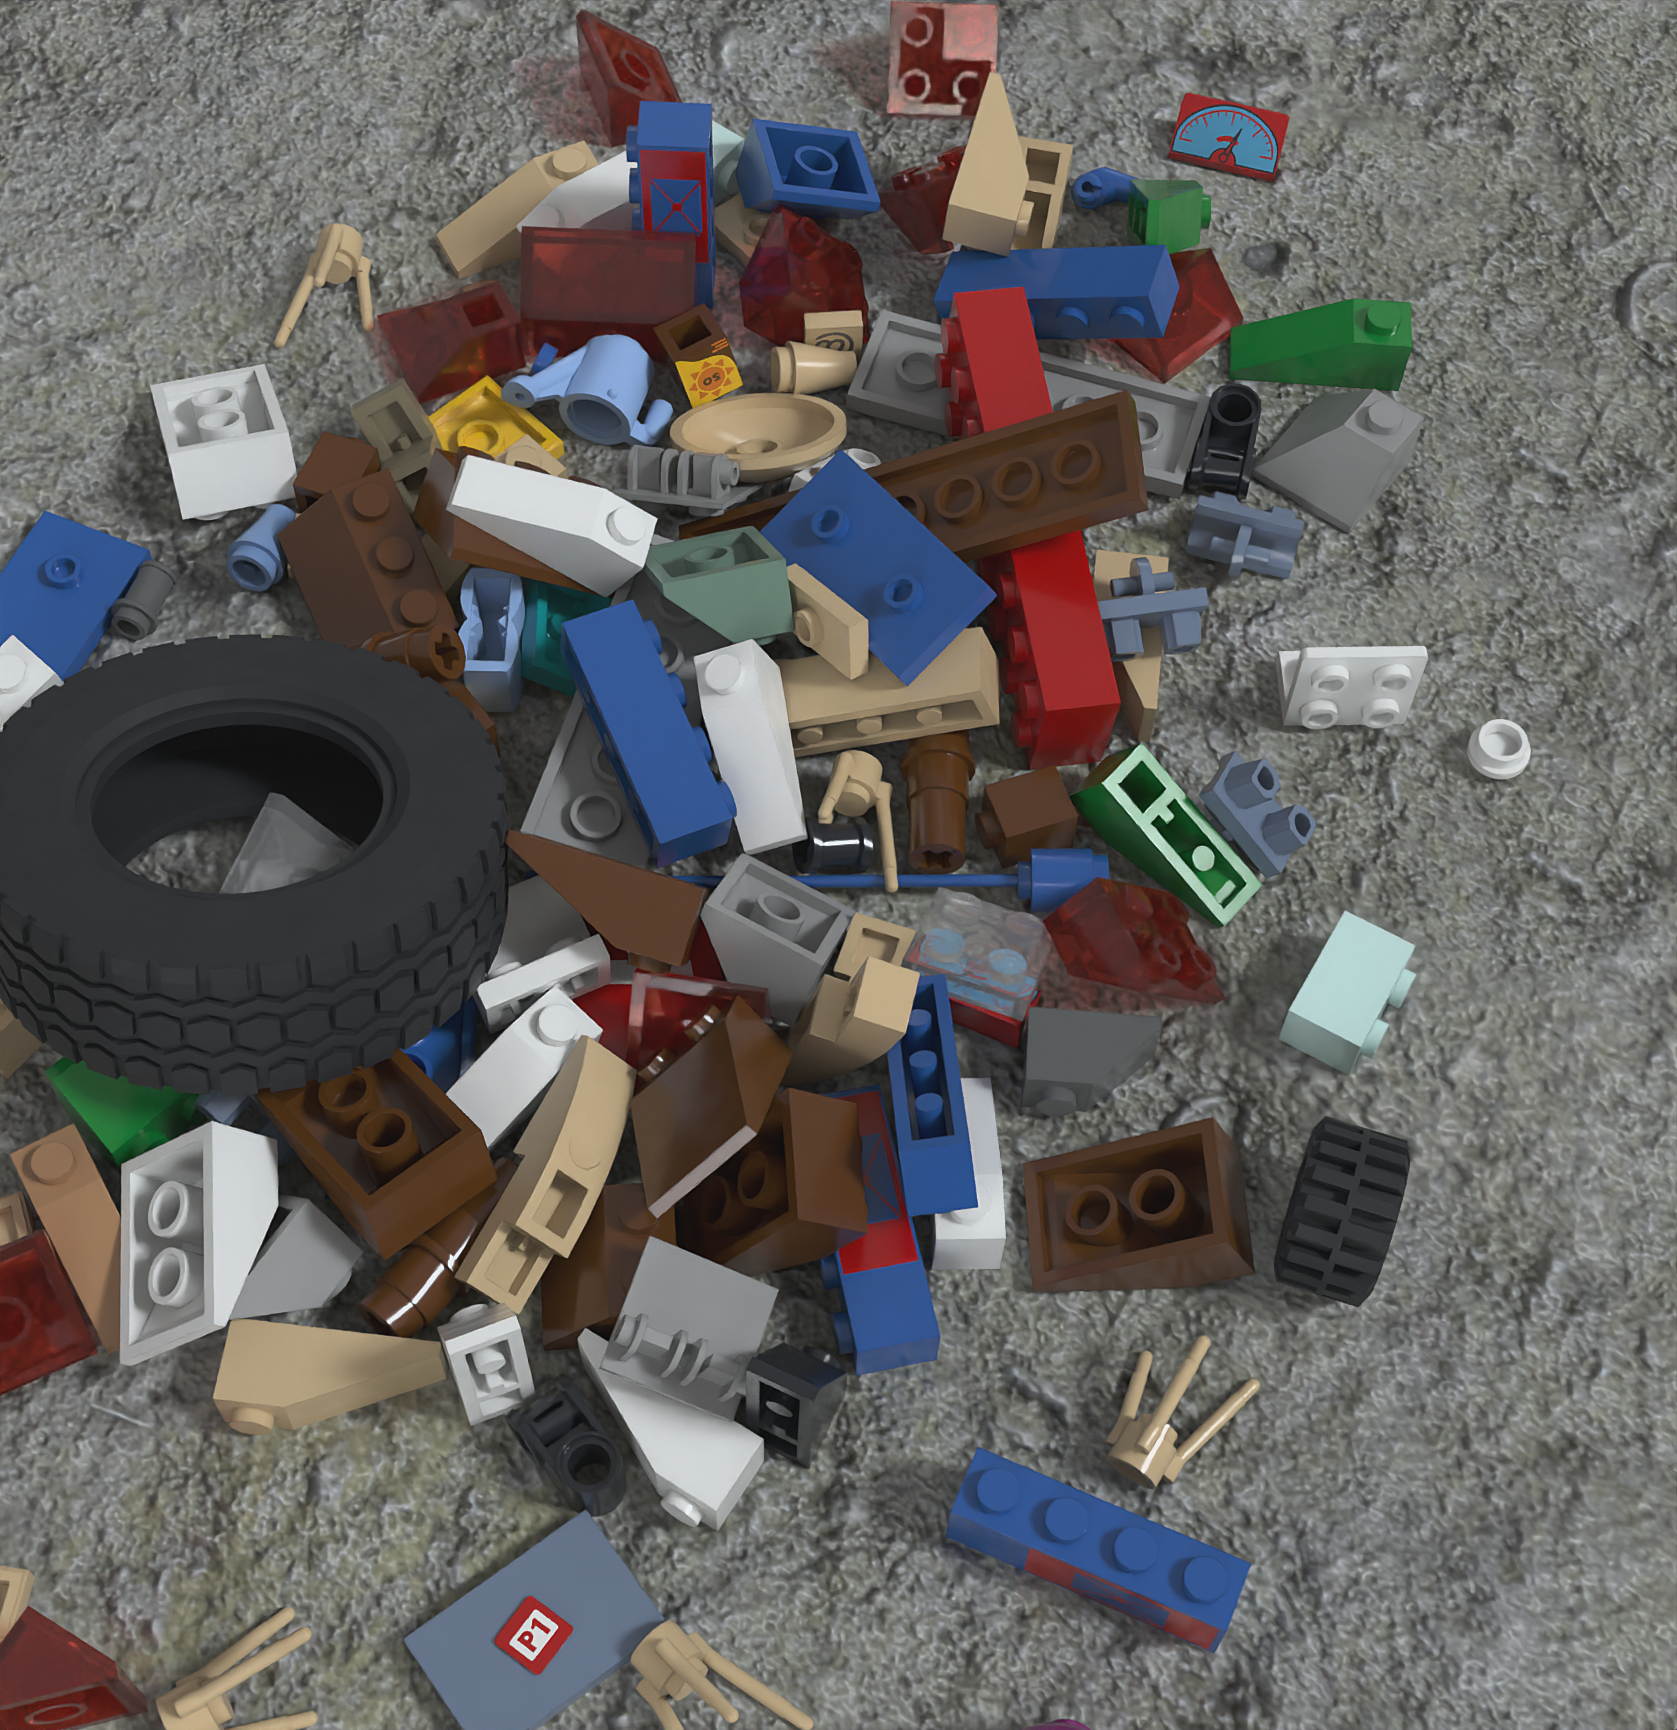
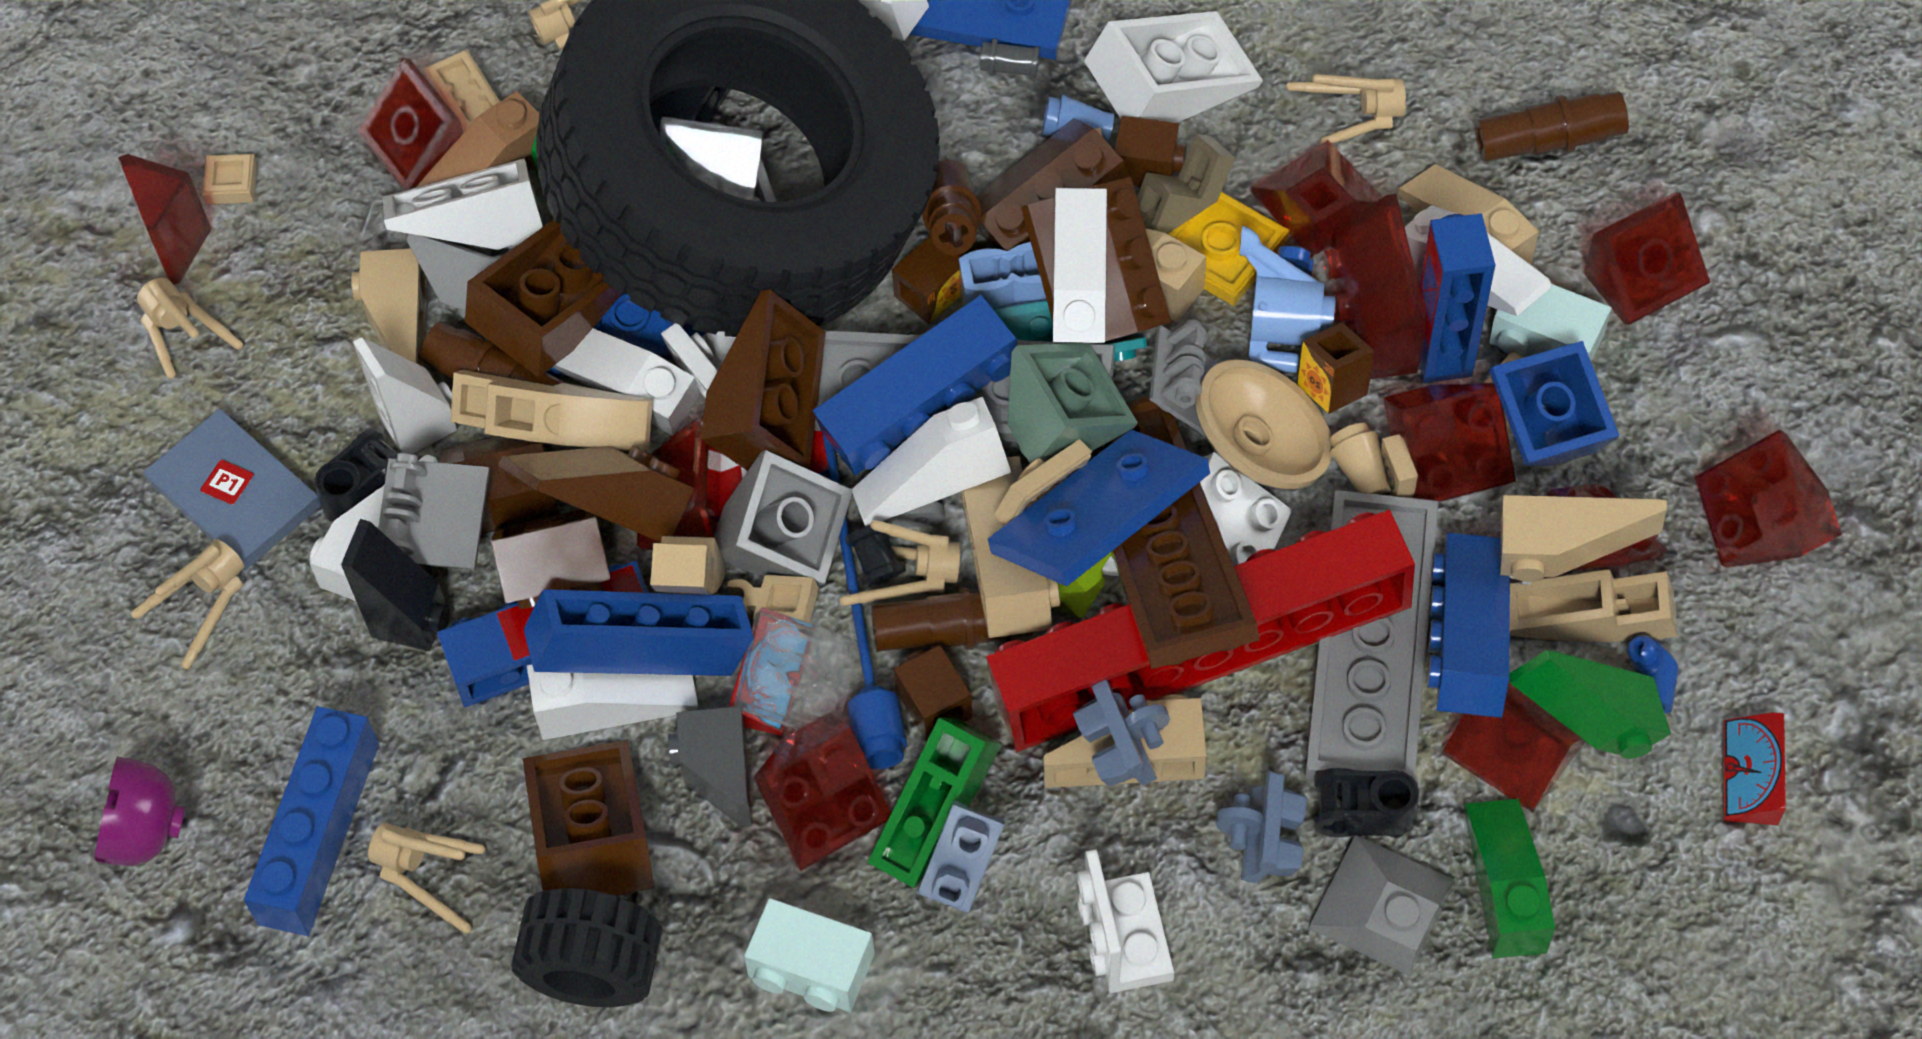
camera: 85 degrees right, 0 degrees up
(431, 117) = (1552, 126): none -> reddish brown piece

